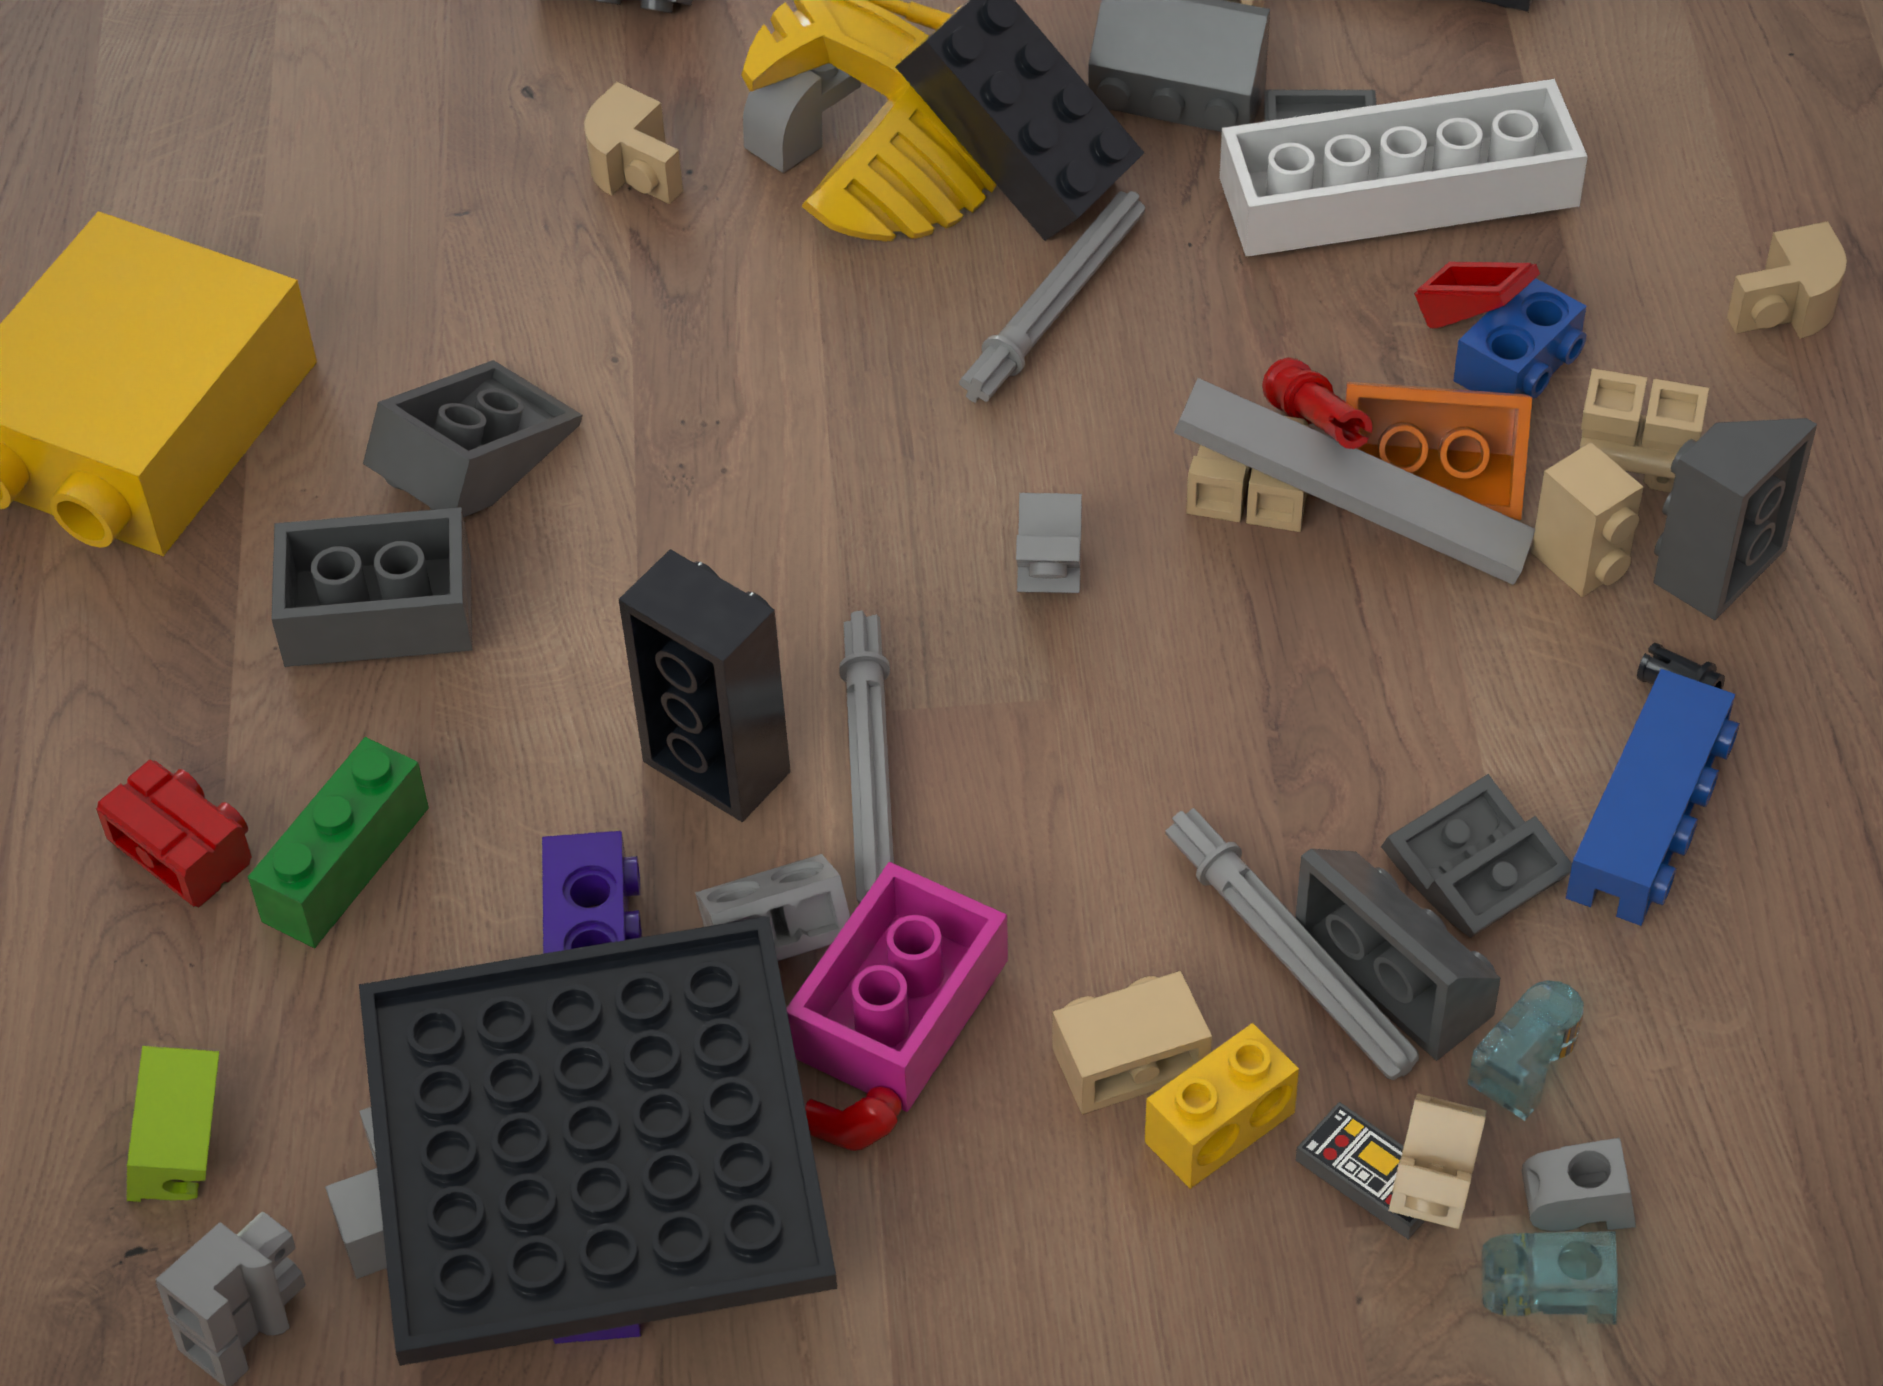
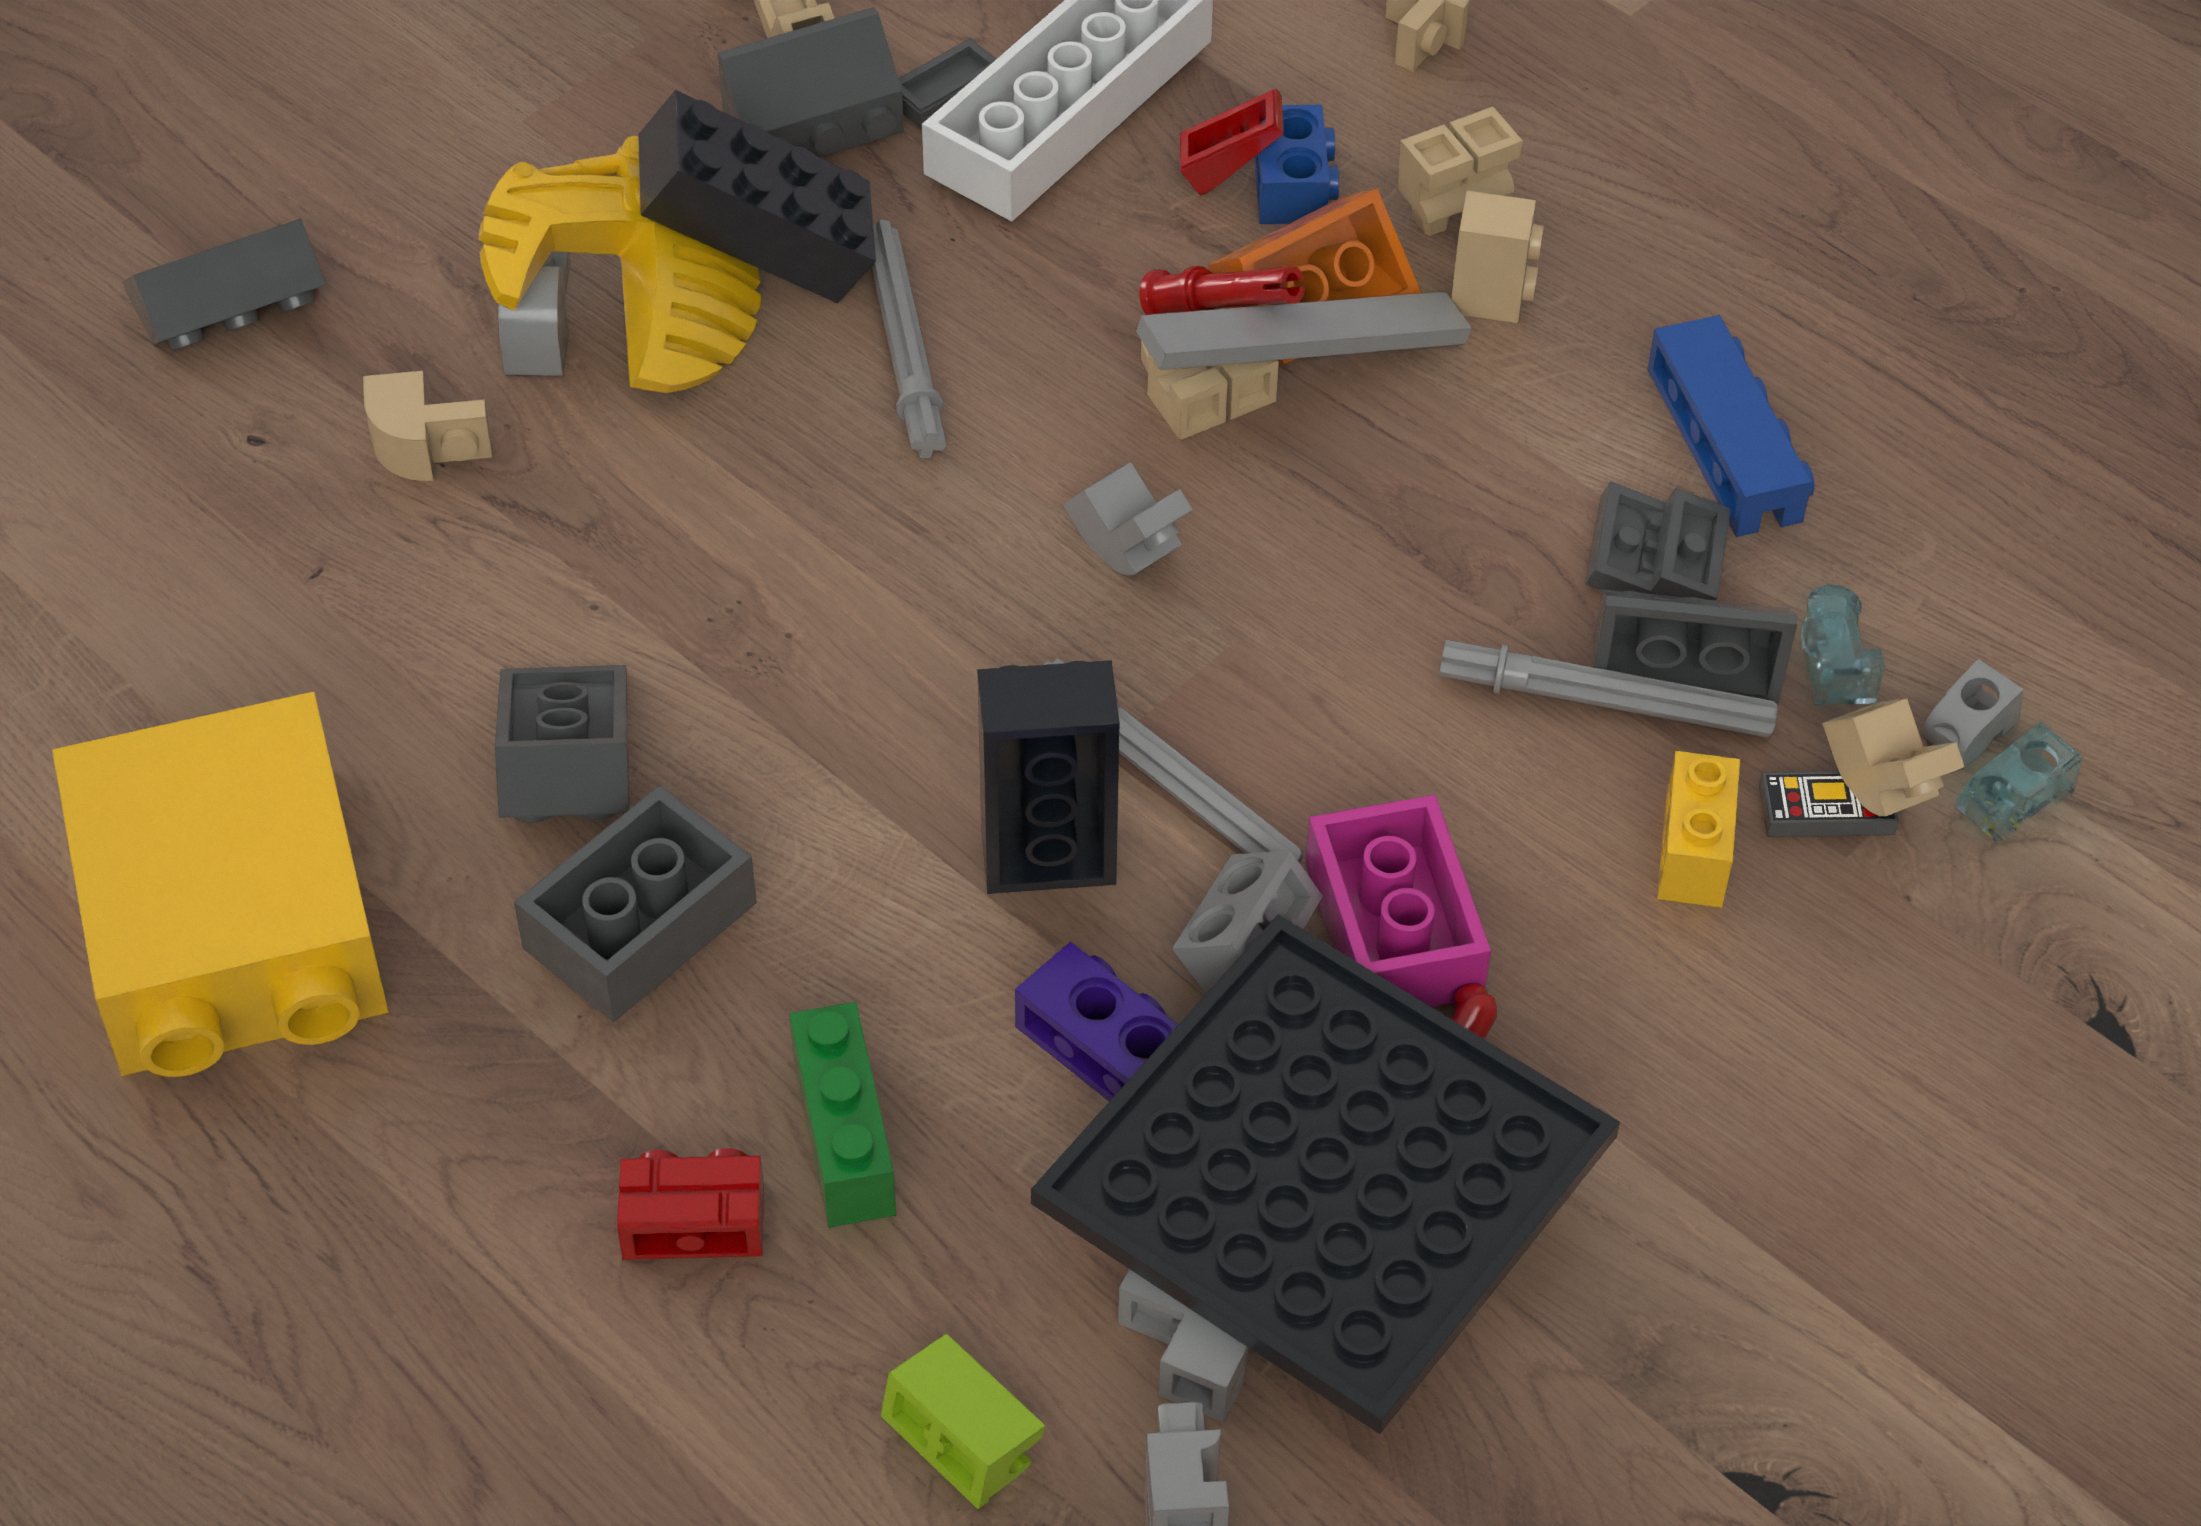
camera: 45 degrees left, 0 degrees up
(1129, 1040) = (1585, 831): tan brick -> none
(1673, 662) = (1637, 333): black pin -> none
(1731, 509) = (1593, 188): dark grey slope -> none

